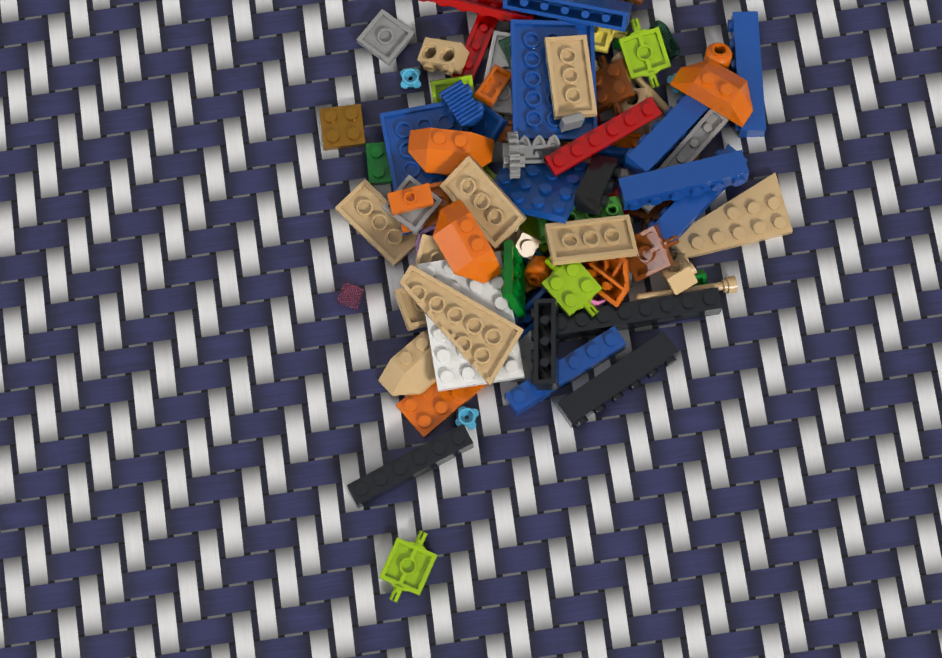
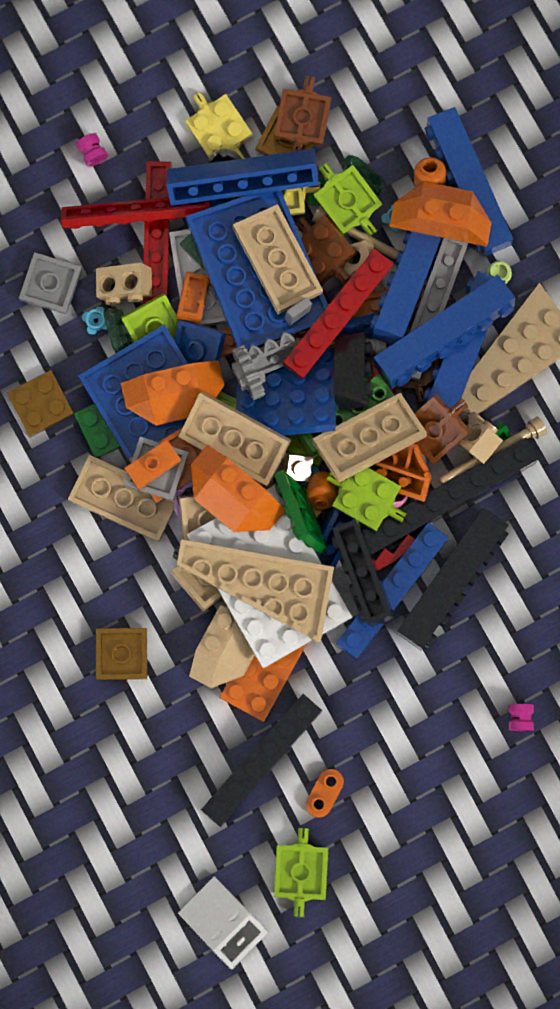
camera: 20 degrees left, 5 degrees up
(331, 342) = (121, 654): none -> pearl gold plate
(331, 583) = (223, 922): none -> white slope
(350, 295) = (122, 592): clear pink plate -> none
(423, 89) = (116, 329): none -> clear green plate
(452, 512) = (323, 792): none -> orange plate
(462, 105) = (168, 334): blue brick -> none
(472, 413) = (296, 678): medium azure plate -> none
(570, 344) = (387, 559): none -> red slope
(632, 508) = (521, 717): none -> dark pink wheel
(748, 151) = (501, 269): none -> yellowish green plate

